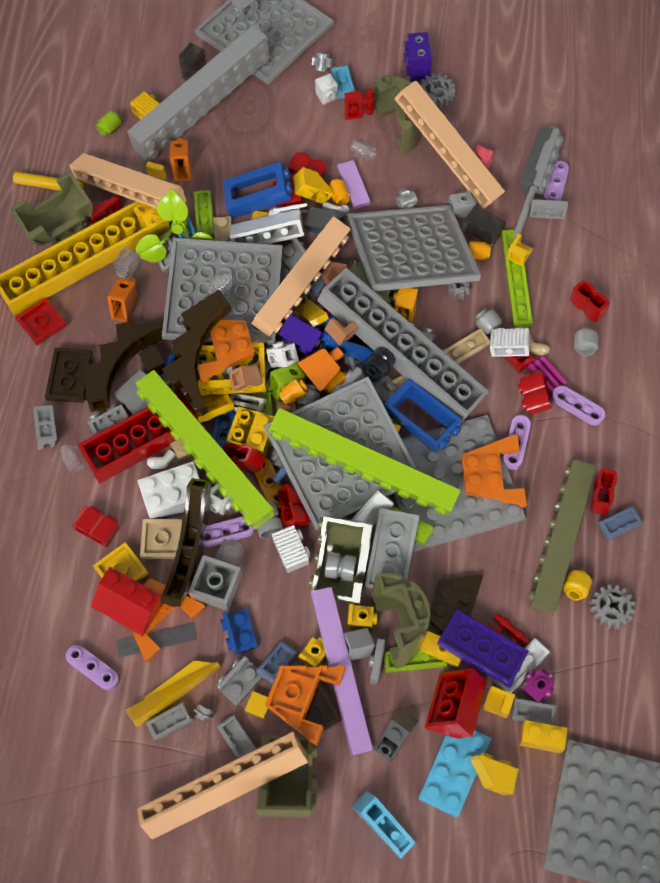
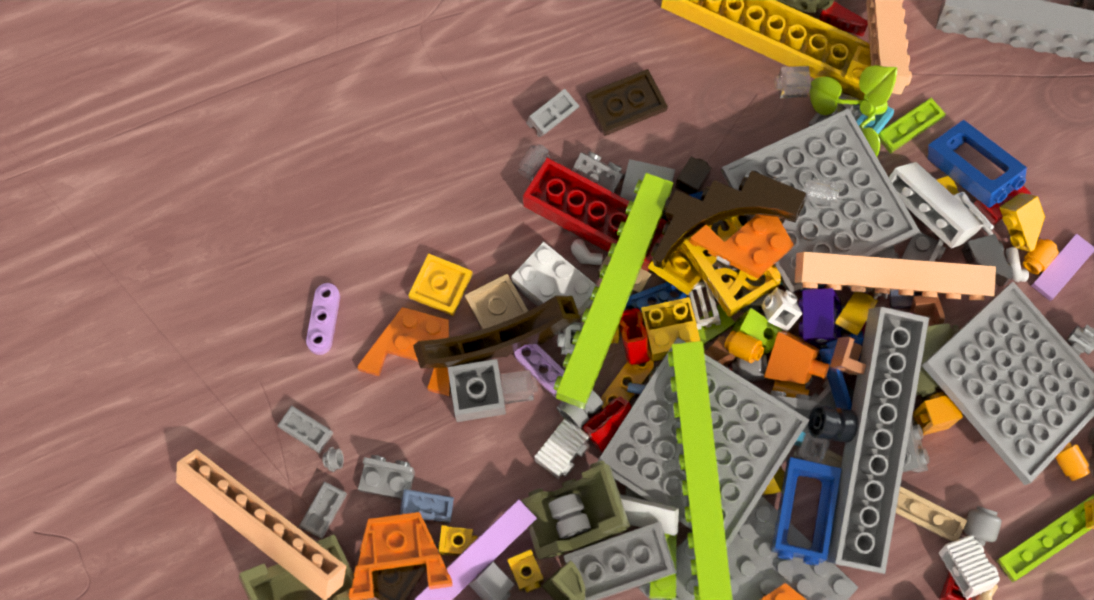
camera: 60 degrees right, 5 degrees up
(41, 321) = (670, 37): red plate -> none
(96, 526) = (473, 231): red brick -> none
(114, 355) = (673, 133): dark brown arch -> none
(123, 299) = (747, 102): orange torso -> none
(126, 601) = (405, 309): red slope -> none
(156, 170) = (929, 42): yellow tile -> none
(162, 638) = (392, 370): flat silver sticker -> none
(171, 691) = (337, 412): yellow wedge -> none
(180, 152) = (967, 51): orange torso -> none
(222, 228) = (902, 155): tan plate -> none
(239, 630) = (439, 445): blue bracket -> none
(244, 377) = (723, 284): nougat panel -> none
(256, 705) = (369, 509): yellow tile -> none
(303, 160) = (1050, 196): red brick -> none
(458, 290) = (999, 470): light grey gear -> none

